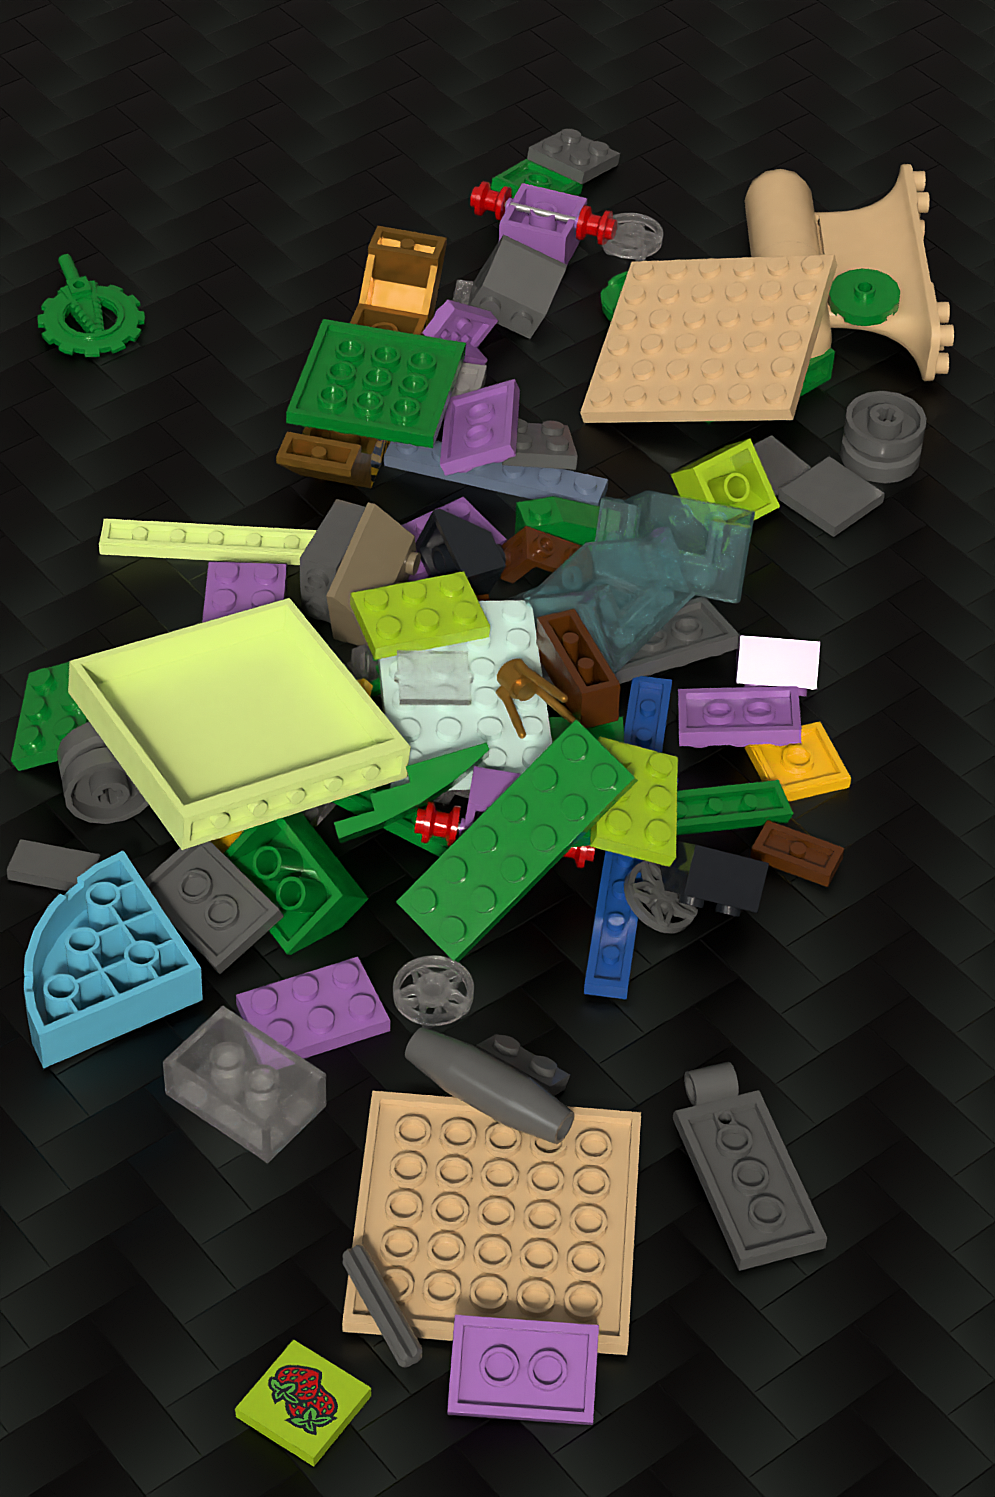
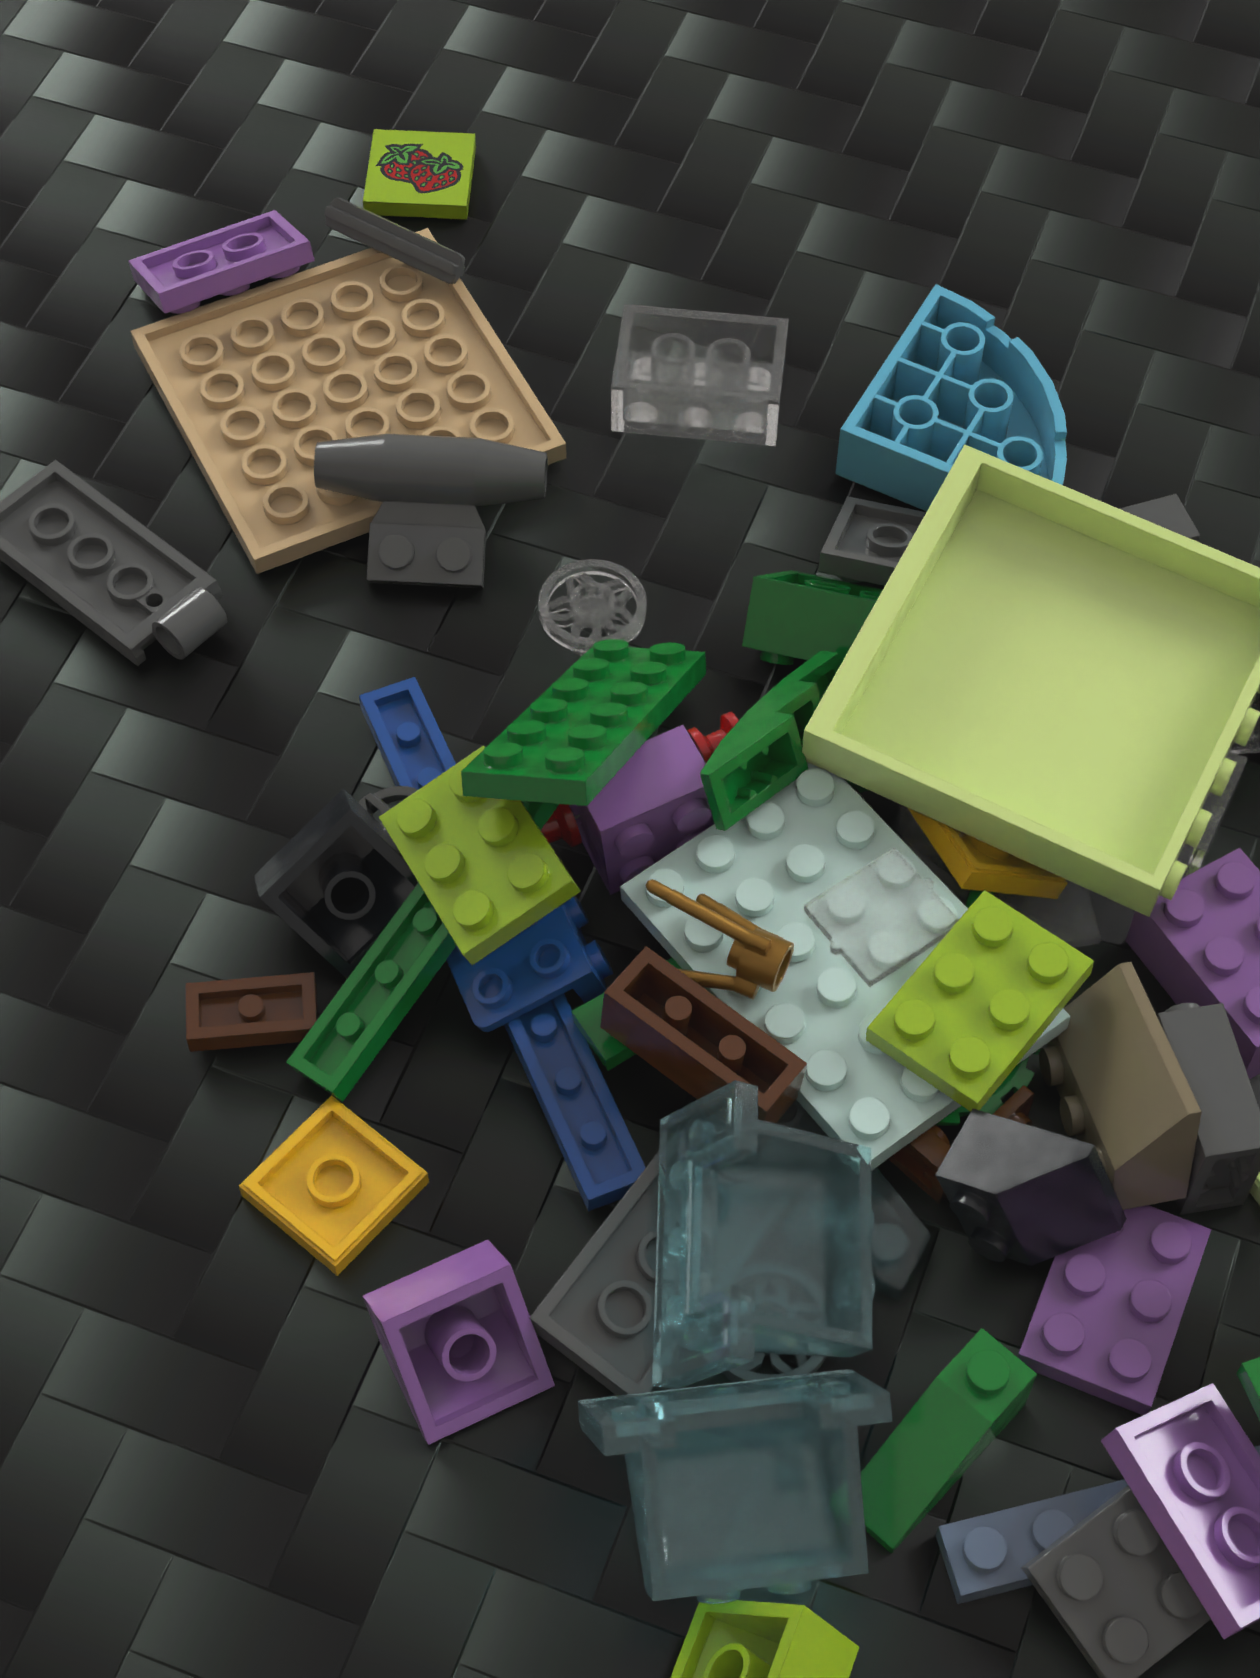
camera: 150 degrees right, 10 degrees up
(317, 1009) = (705, 519): medium lavender plate -> none
(534, 549) = (926, 1330): reddish brown bracket -> none
(739, 716) = (450, 1181): medium lavender plate -> none

